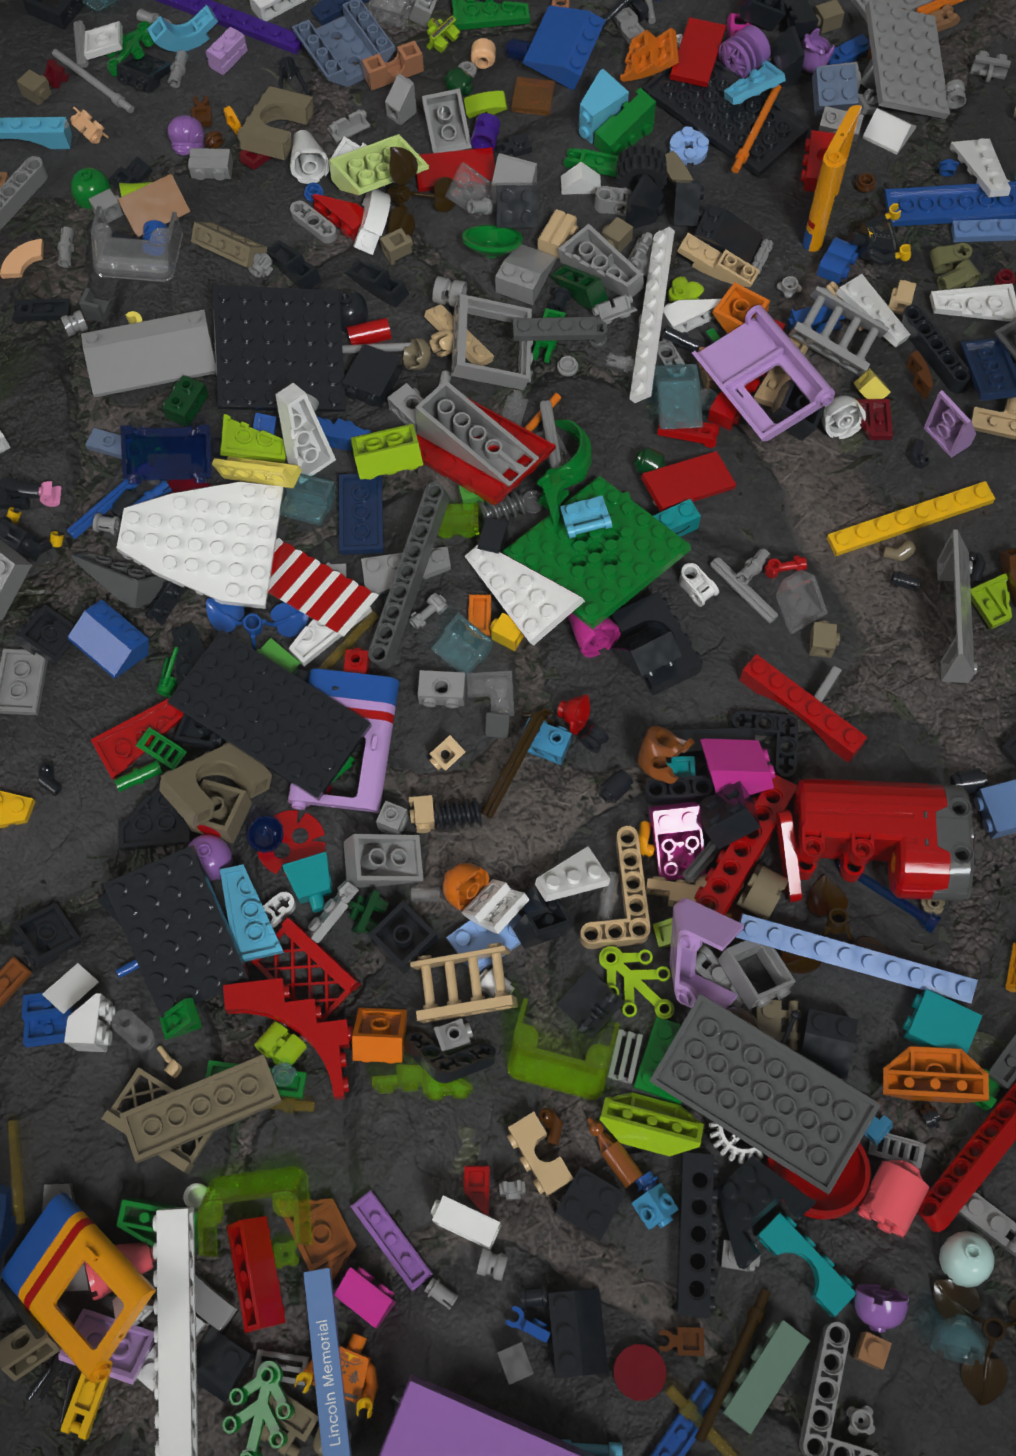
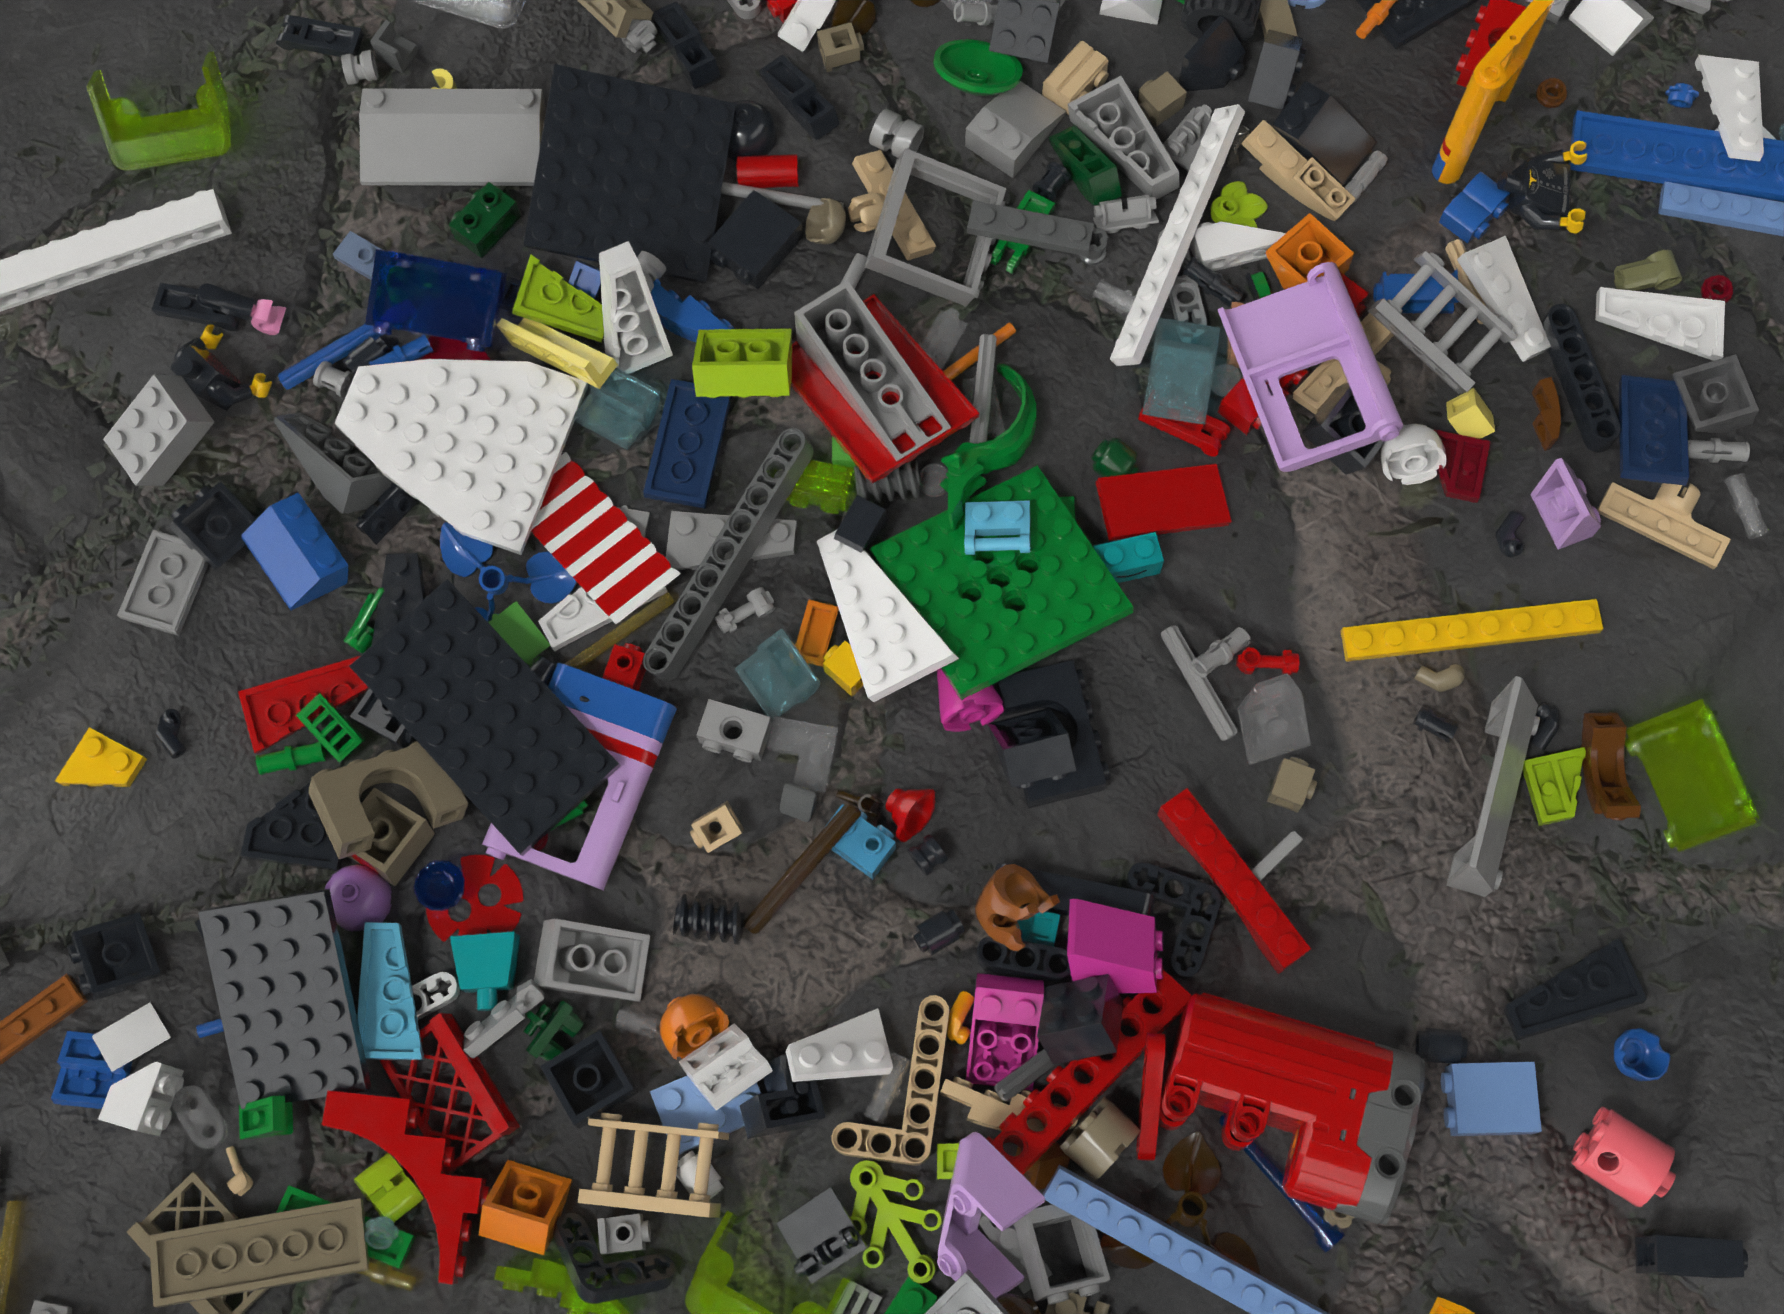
camera: 15 degrees right, 5 degrees up
(392, 819) = (618, 905): light grey brick -> none
(402, 401) = (786, 288): light grey brick -> none
(422, 813) = (661, 906): tan brick -> none
(567, 366) = (1037, 285): light grey plate -> none
(611, 200) = (1172, 43): light grey piece -> none
(698, 588) = (1135, 666): white piece -> none
(791, 282) = (1396, 225): light grey plate -> none
(902, 296) = (1554, 285): tan brick -> none
(948, 257) = (1643, 239): olive piece -> none

